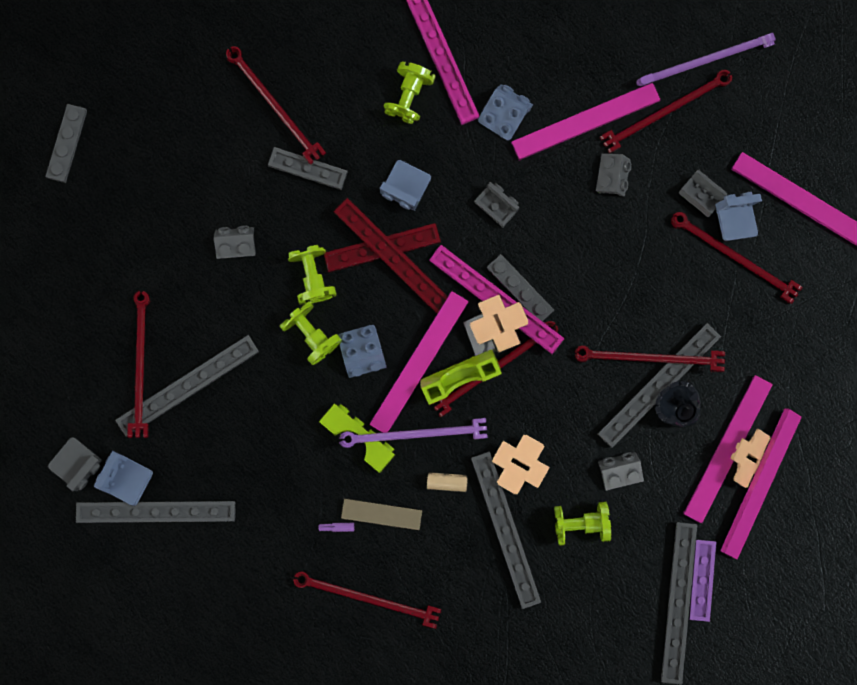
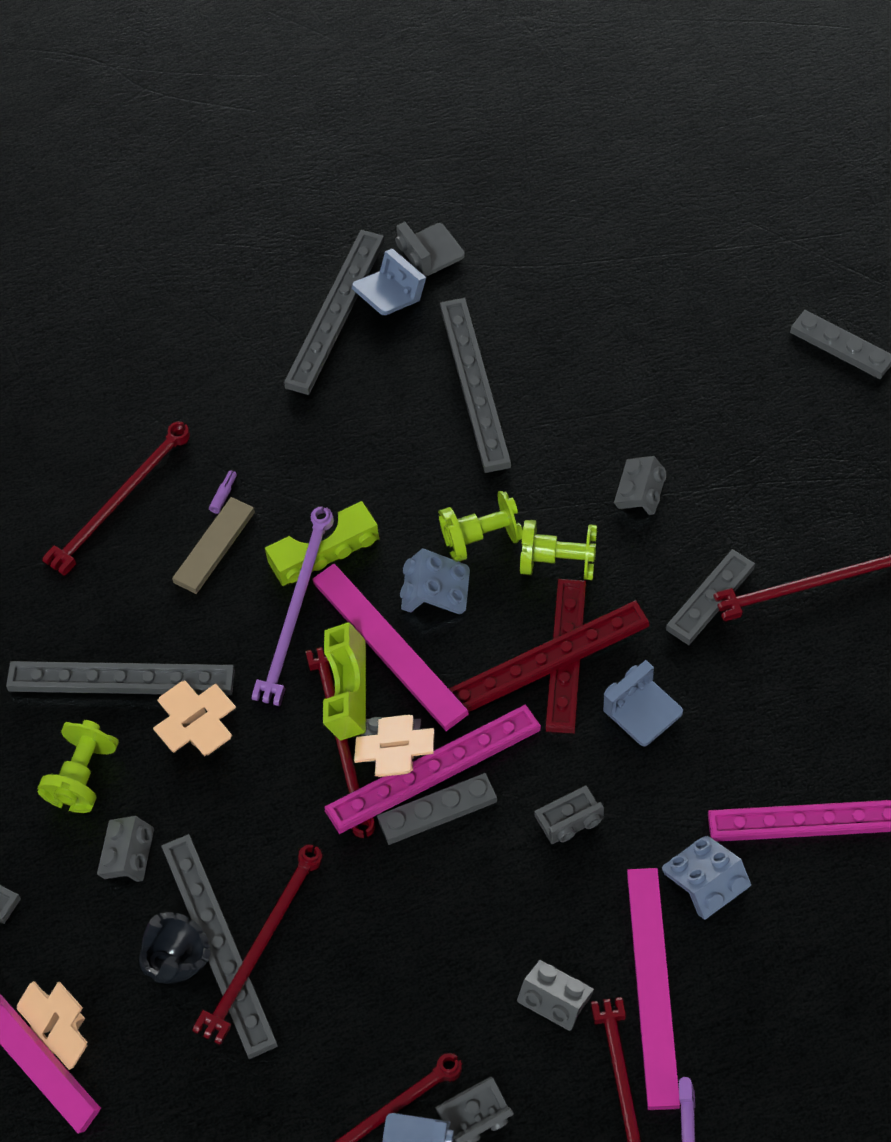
camera: 115 degrees right, 25 degrees down
(138, 425) = (443, 311): dark red hinge -> none
(414, 78) = (785, 753): lime piece -> none
(447, 482) = (217, 629): tan brick -> none
(721, 462) = (98, 1024): dark pink tile -> none

